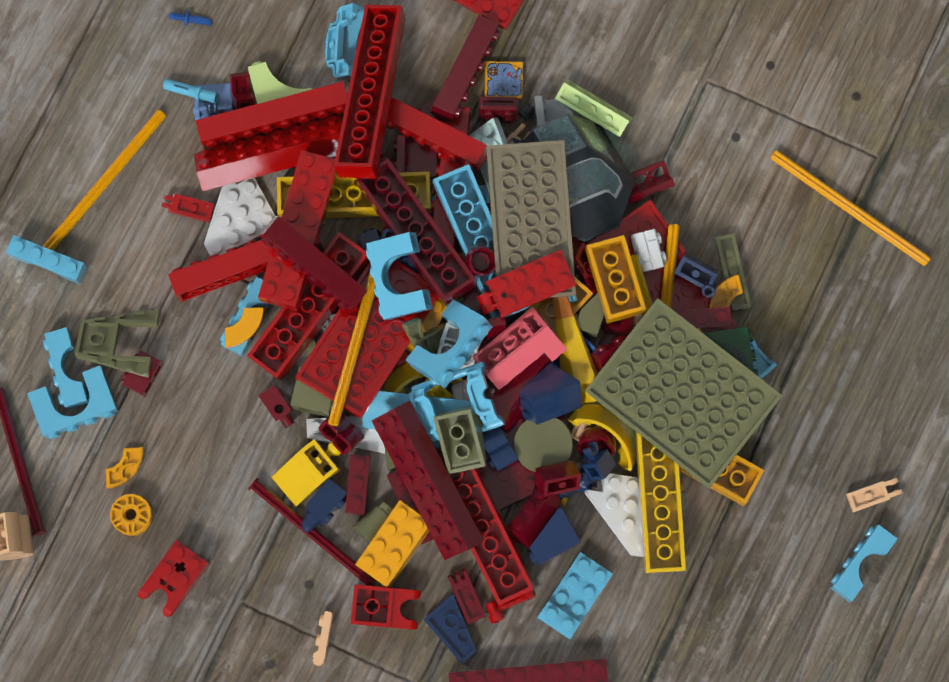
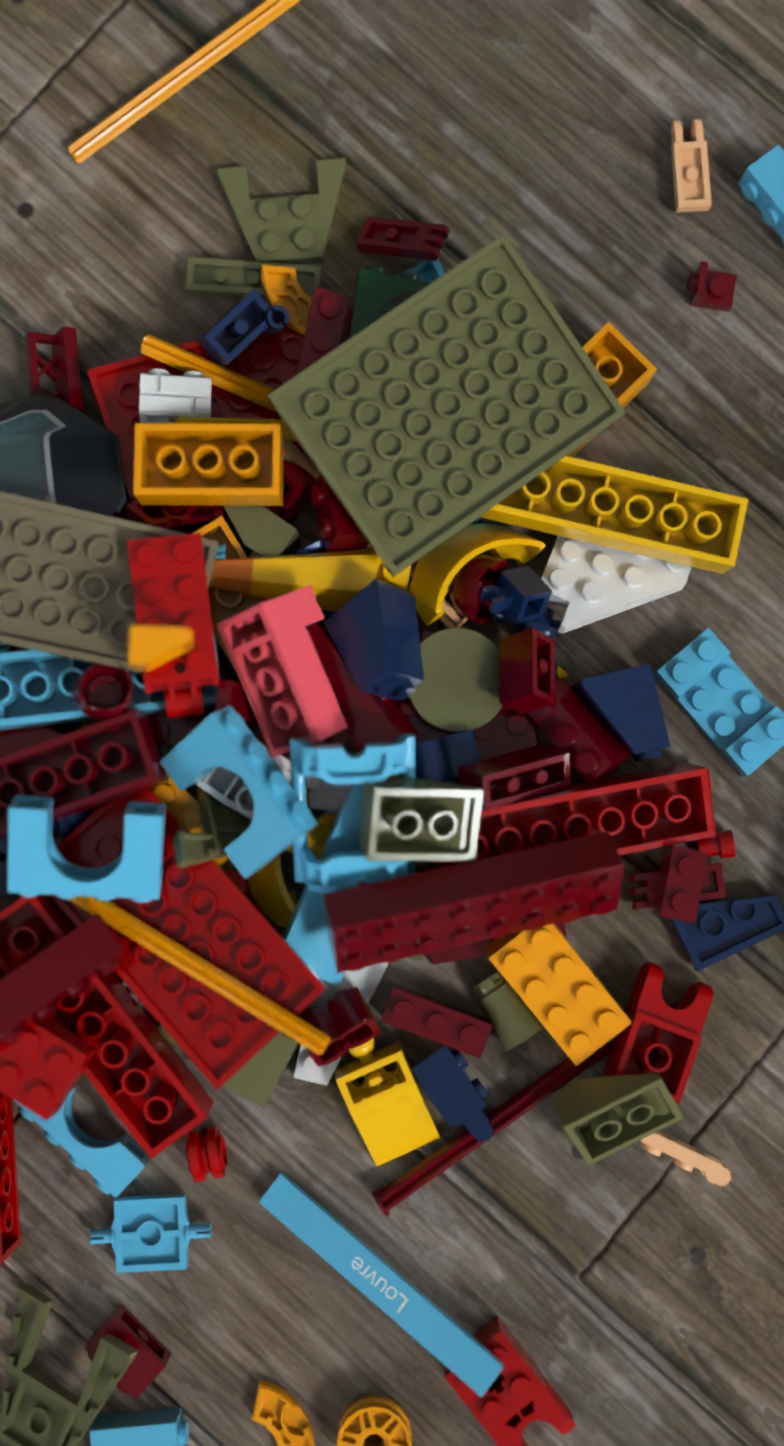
camera: 75 degrees left, 5 degrees up
(205, 368) = (151, 1233): none -> medium azure plate
(214, 493) = (382, 1284): none -> medium azure tile
(244, 328) = (100, 1147): light orange tile -> none
(254, 384) = (206, 1154): none -> red wheel
(272, 398) = (240, 1129): dark red torso -> none
(336, 590) = (614, 1112): none -> olive slope
(467, 593) = (680, 883): none -> dark red brick
(499, 487) = (517, 775): none -> dark red brick
(509, 280) = (157, 645): none -> light orange tile
(769, 281) = (288, 226): none -> olive wing
(779, 345) = (402, 238): none -> dark red hinge
(807, 526) = (711, 288): none -> dark red bracket

